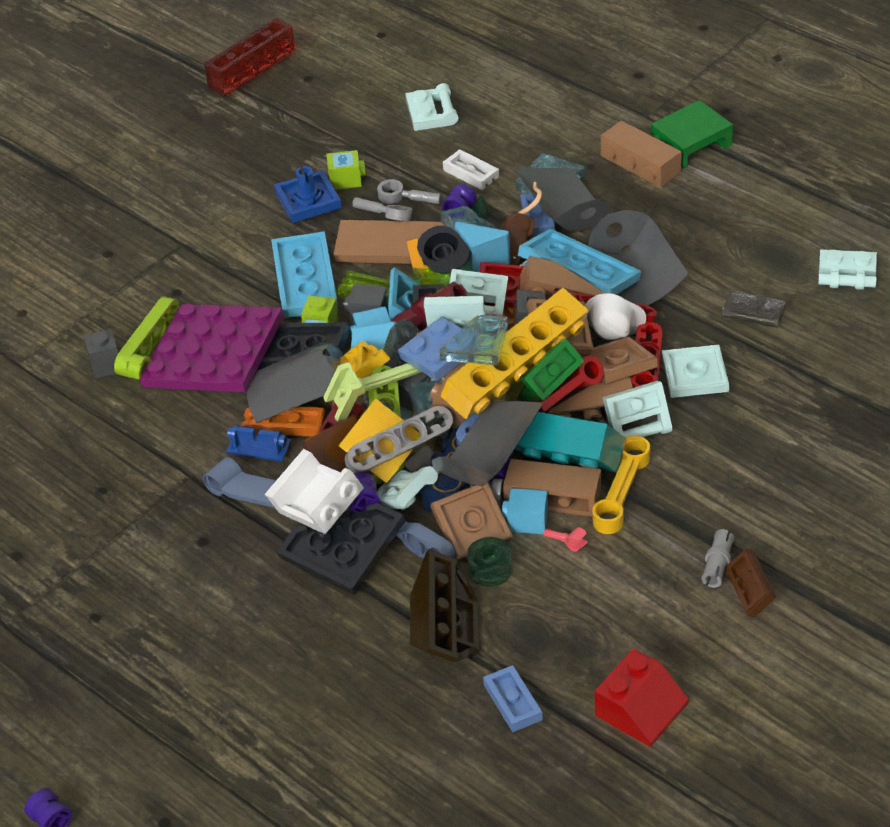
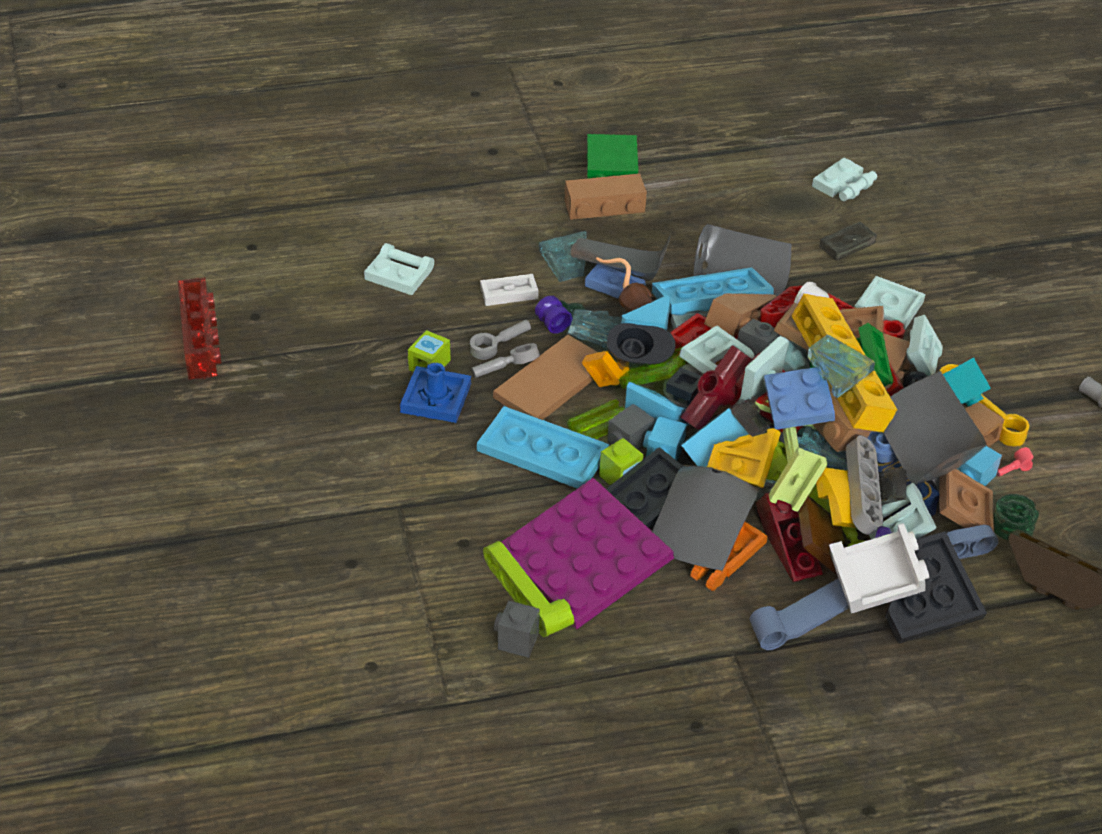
camera: 60 degrees left, 0 degrees up
(264, 445) = (744, 585): blue hinge -> none

